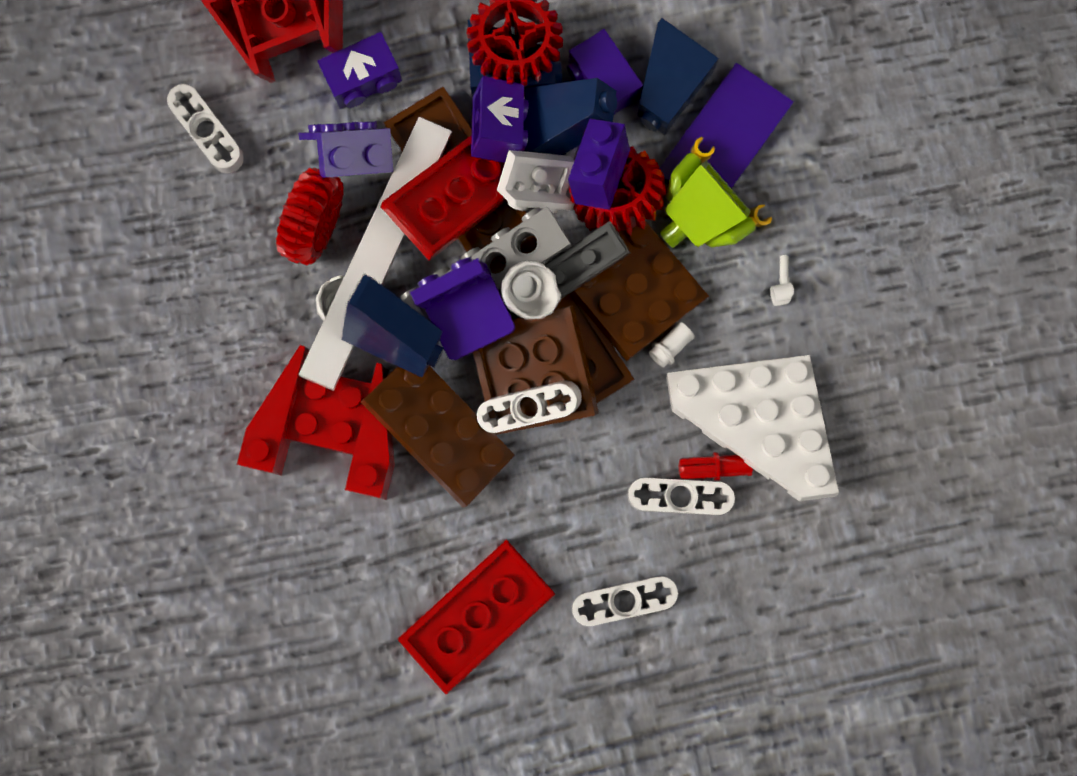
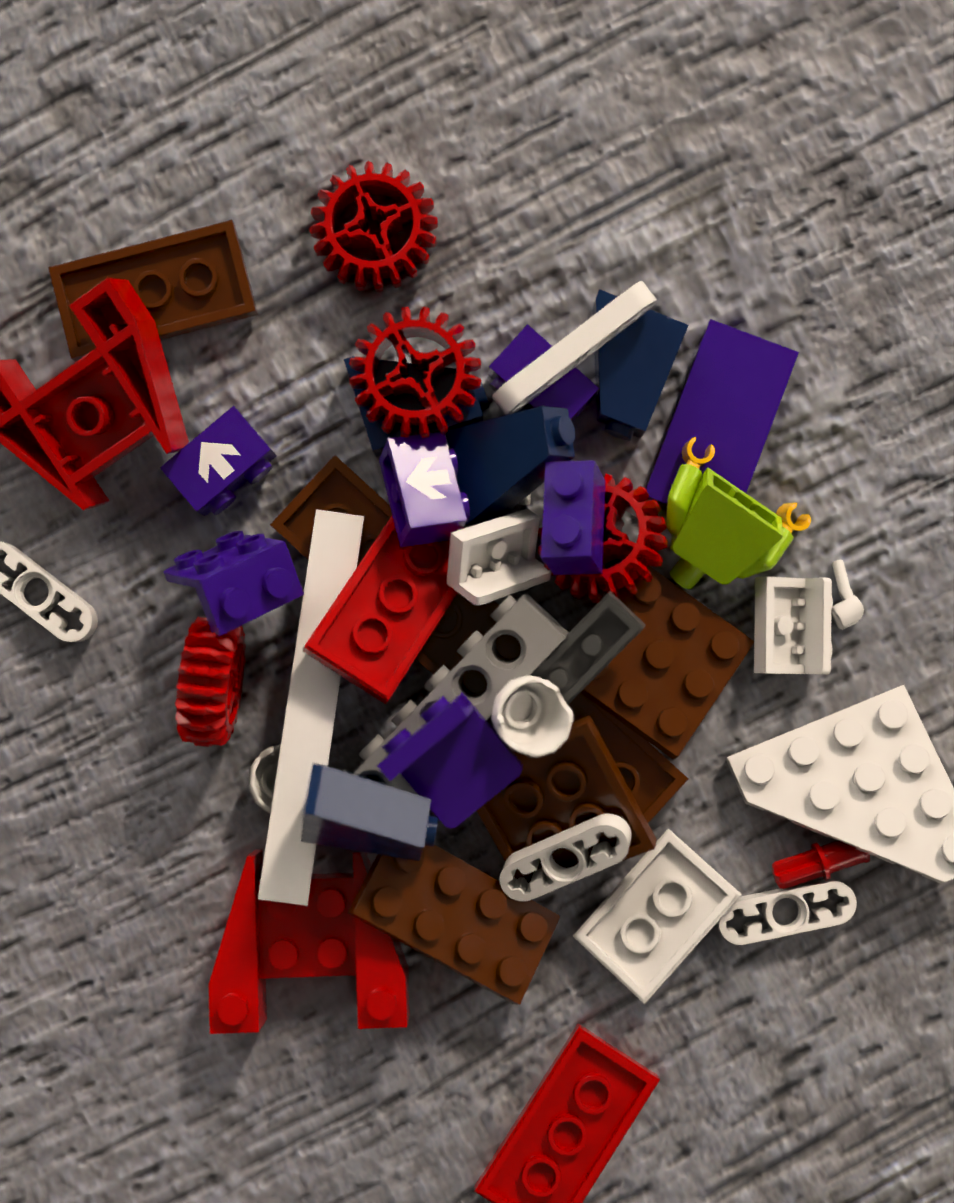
camera: 15 degrees left, 5 degrees up
(585, 473) = (657, 916): none -> white tile
(633, 49) = (574, 348): none -> white beam
(653, 603) = (723, 1092): white beam -> none
(665, 351) = (723, 718): white pin -> none
(738, 290) = (792, 625): none -> white bracket

